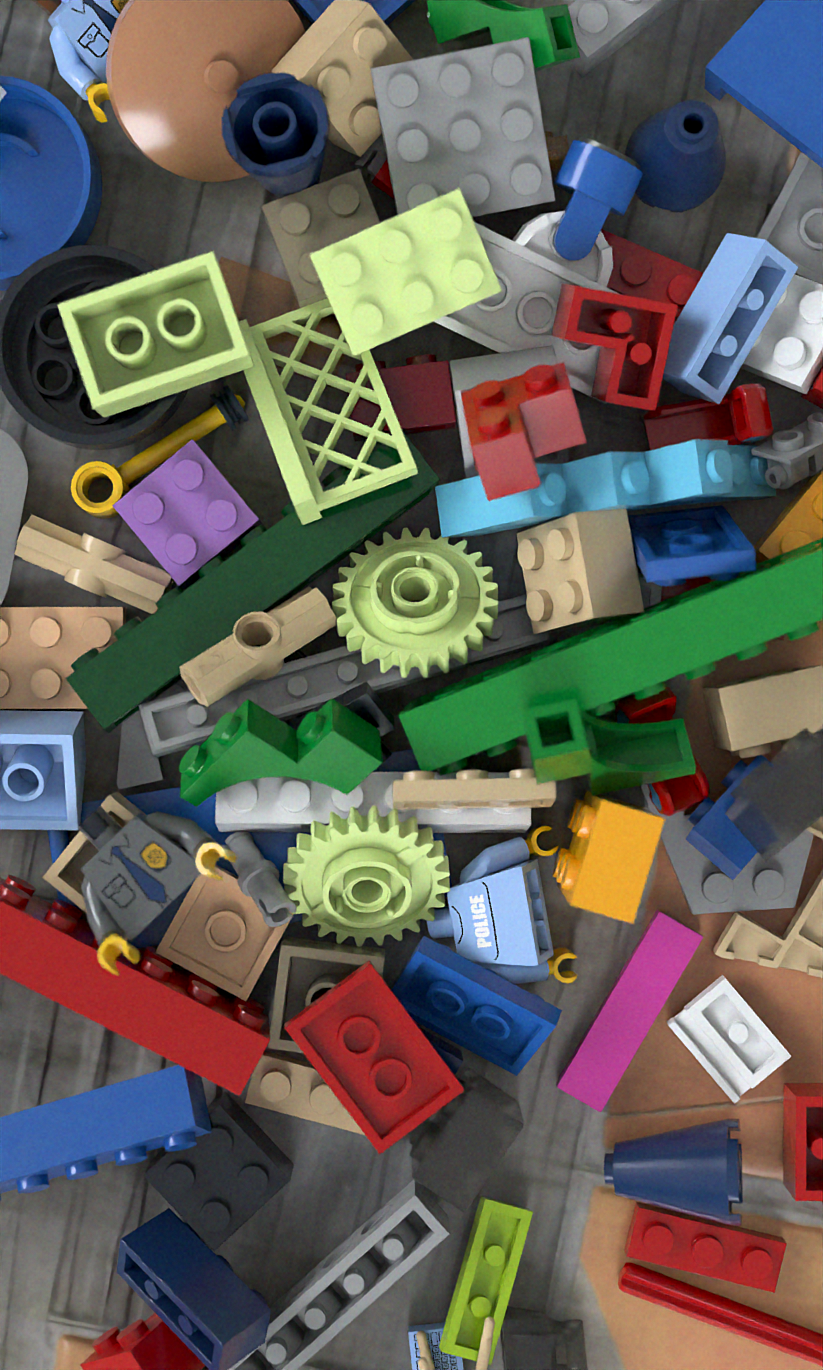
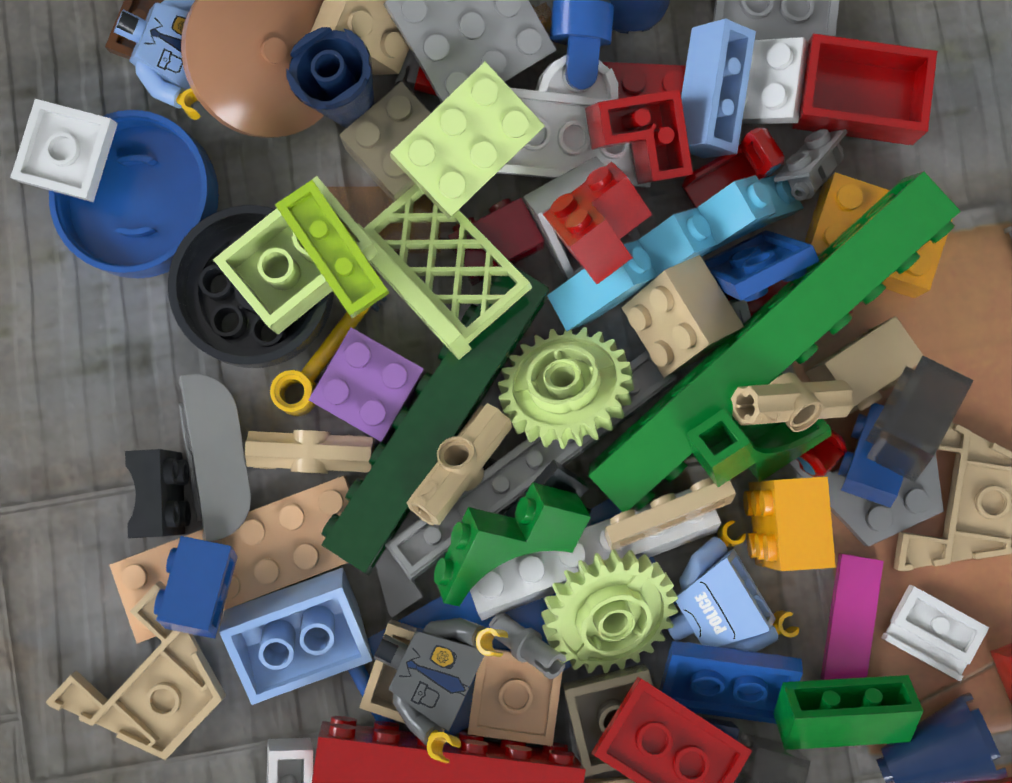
camera: 15 degrees left, 5 degrees down
(198, 345) = (332, 249): none -> lime plate
(590, 1088) = (847, 712): none -> green brick
(659, 720) = (792, 402): none -> tan piece

